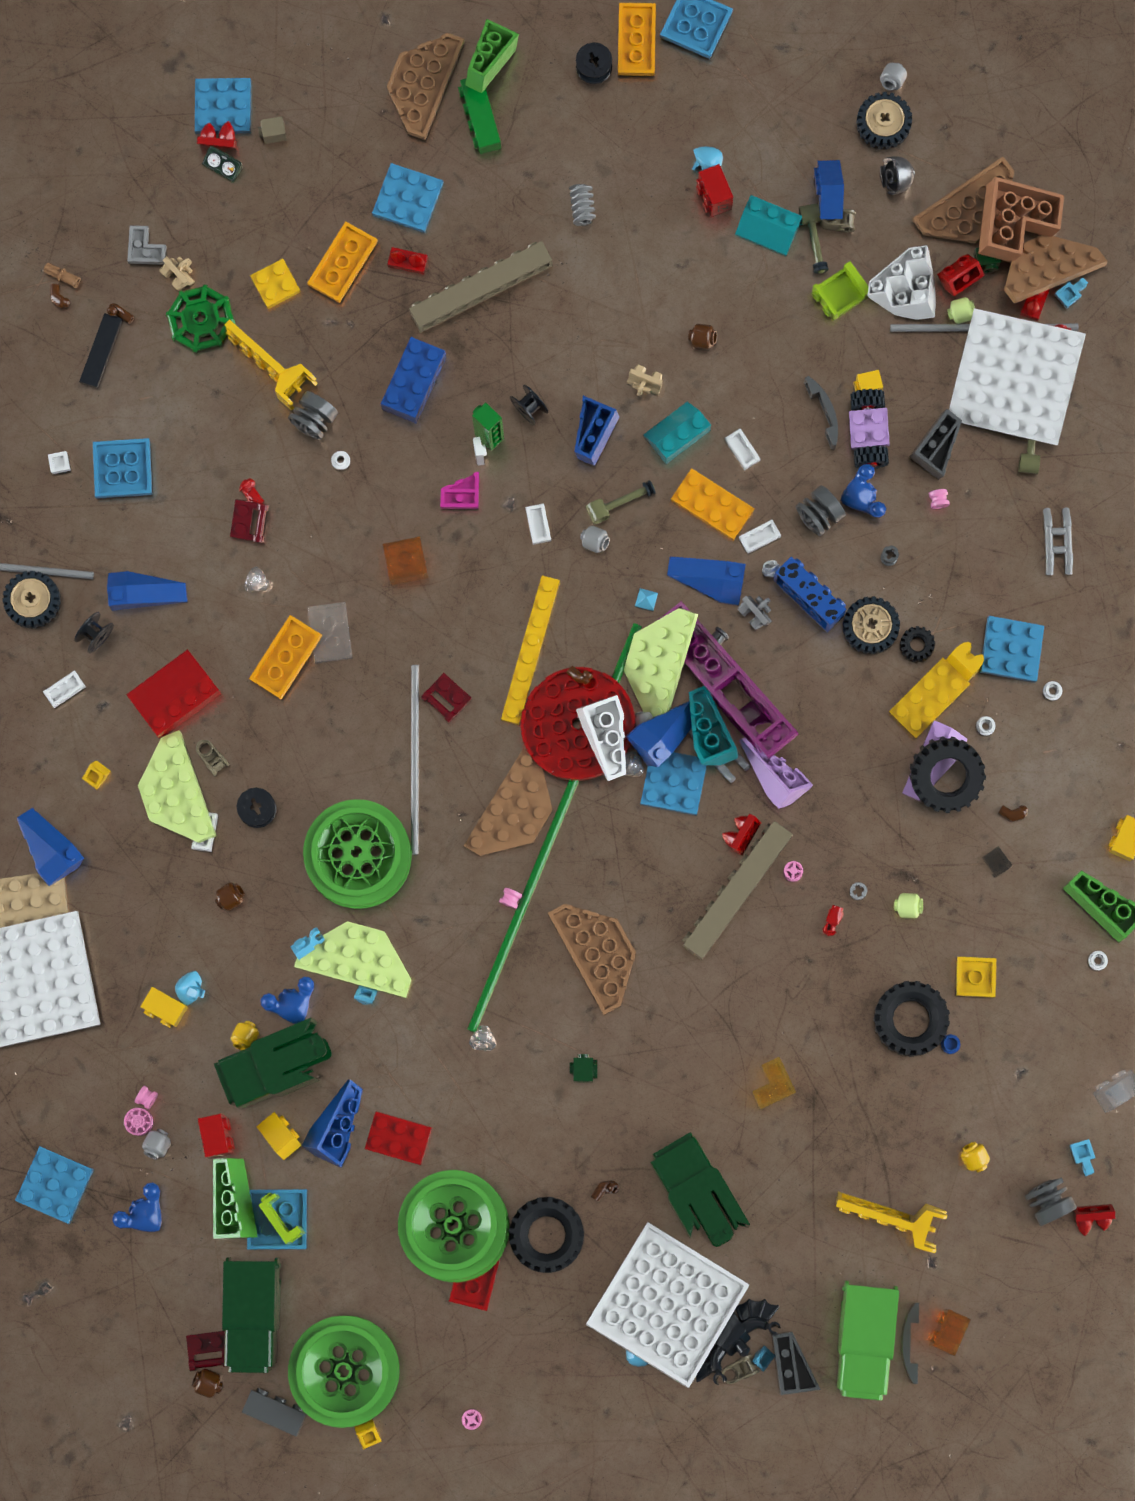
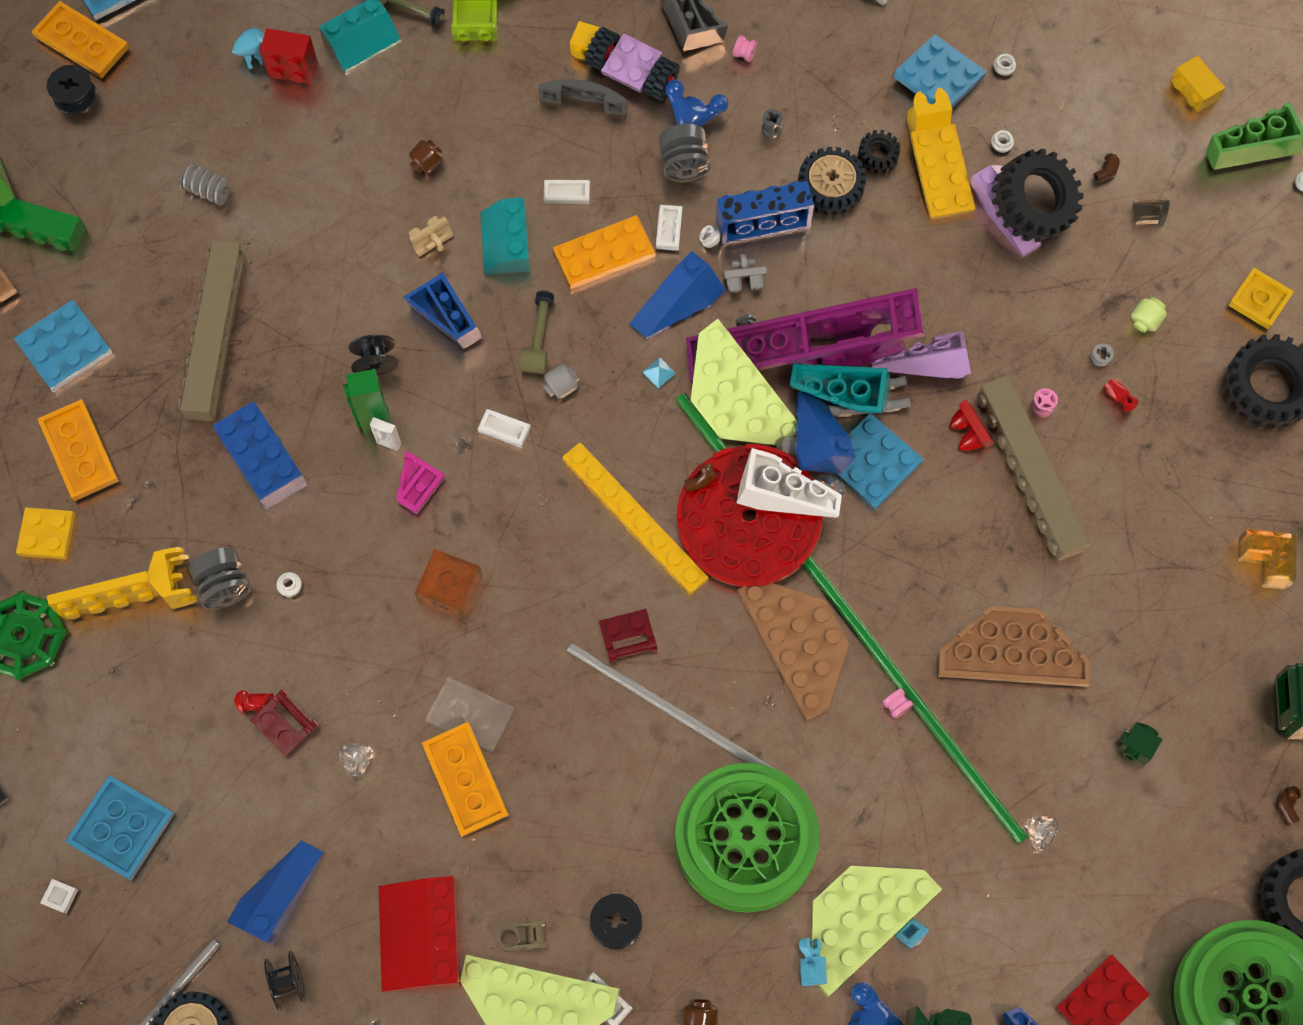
camera: 60 degrees left, 10 degrees down
(407, 260) = (128, 385): red tile -> none

